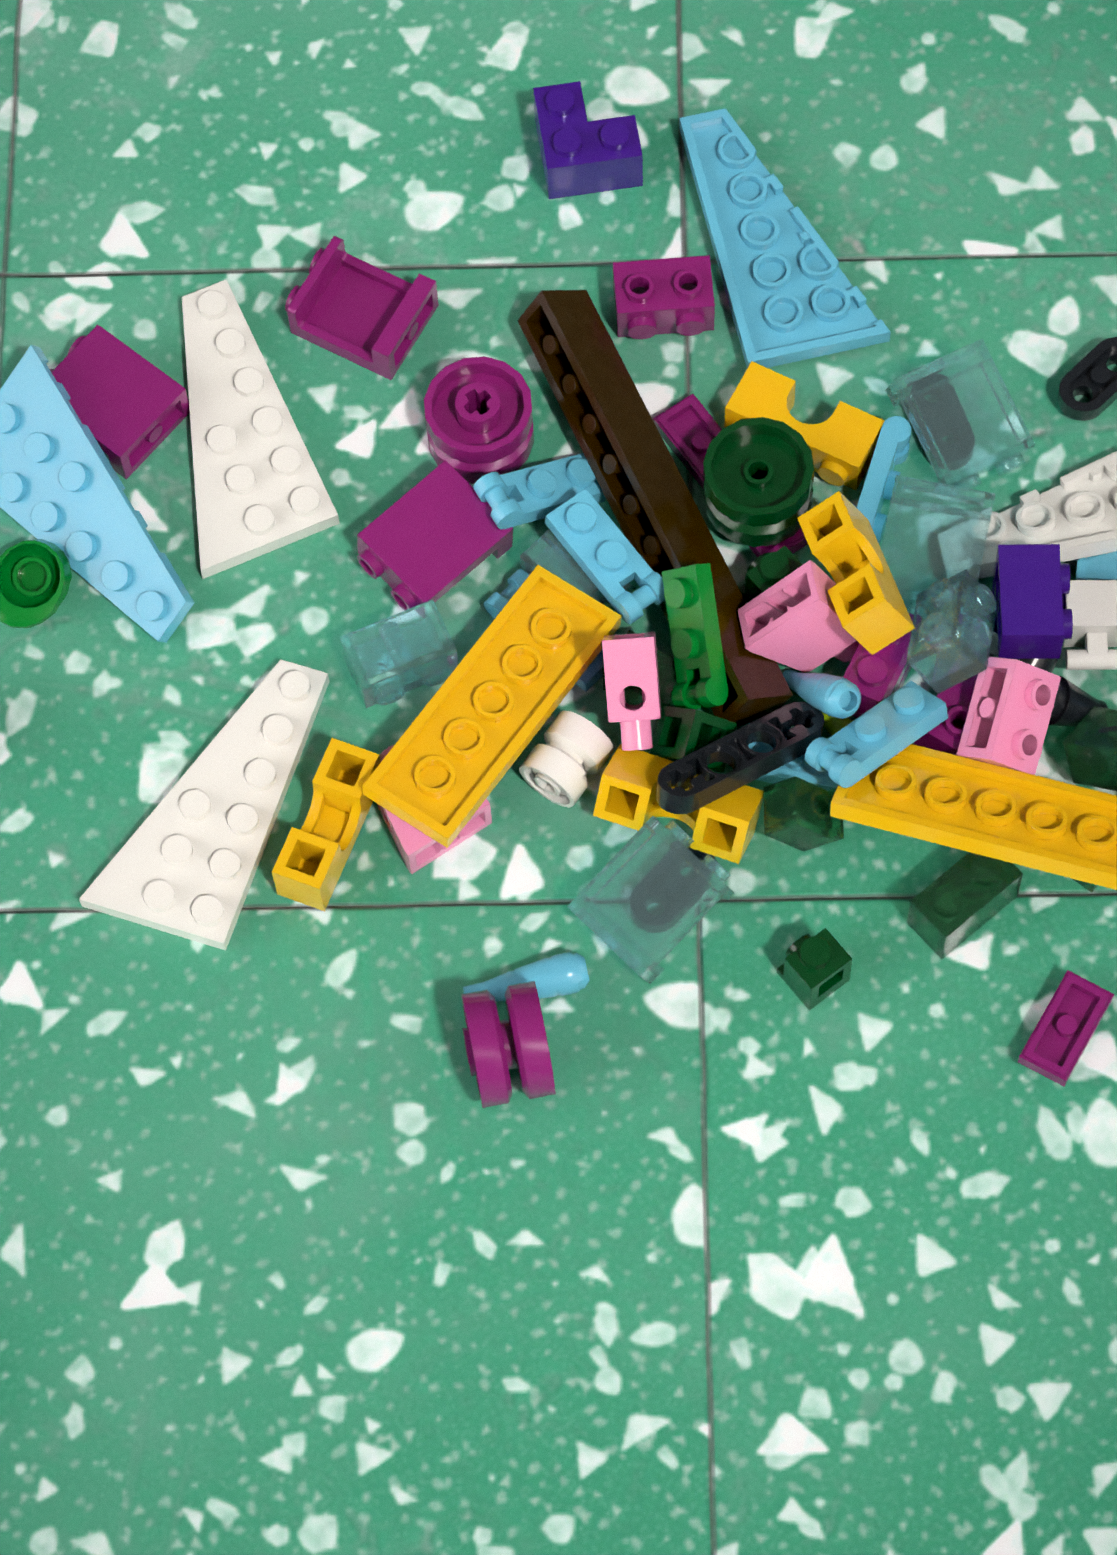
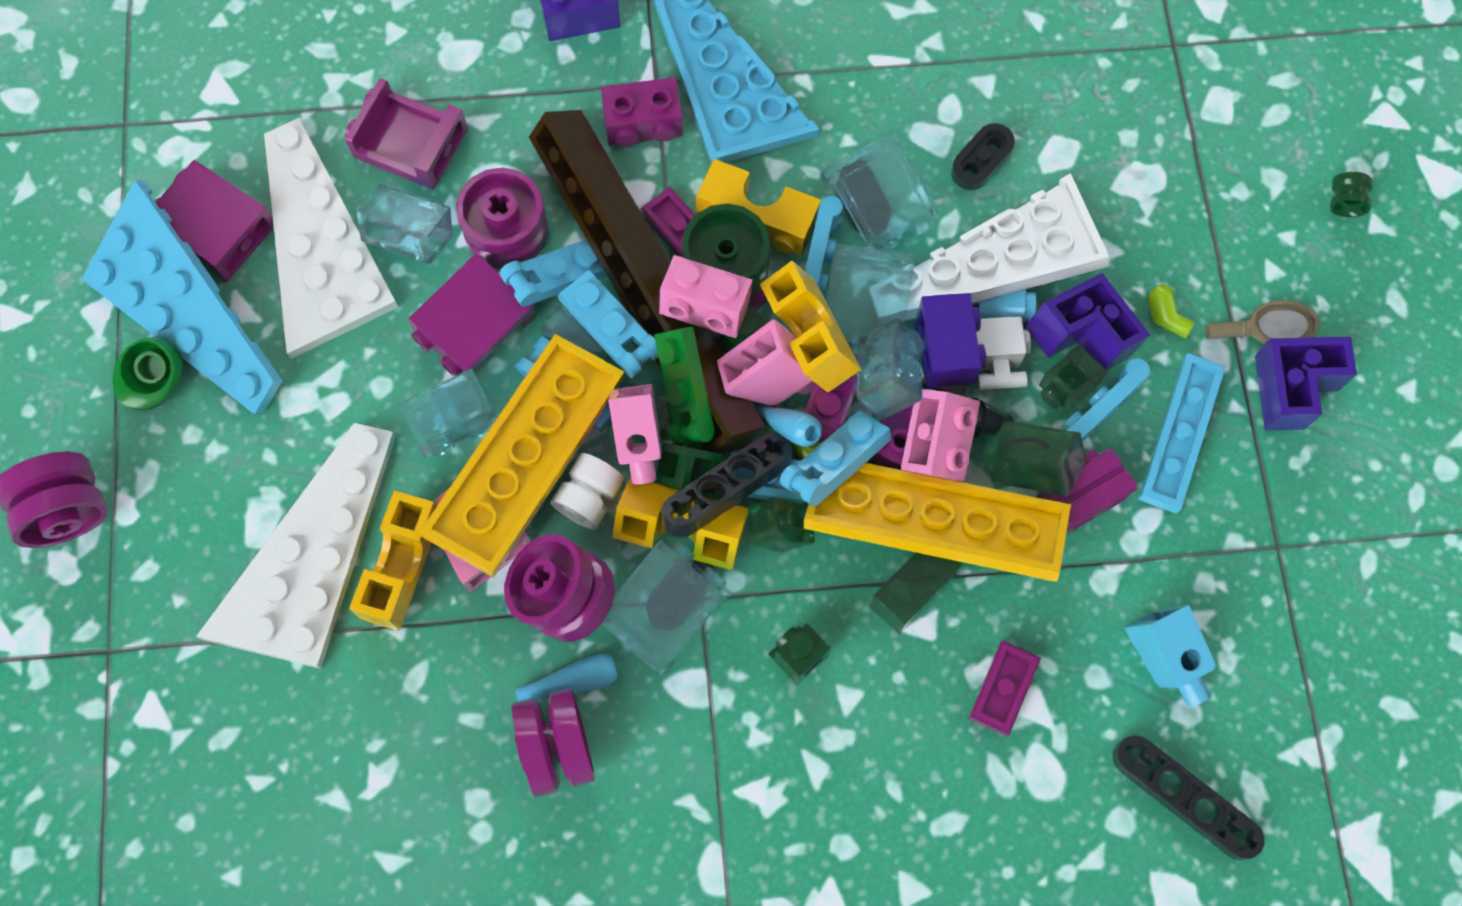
camera: 10 degrees left, 5 degrees up
(356, 419) = (405, 223): none -> clear light blue brick
(526, 867) = (559, 588): none -> magenta wheel
(728, 528) = (705, 296): none -> bright pink brick

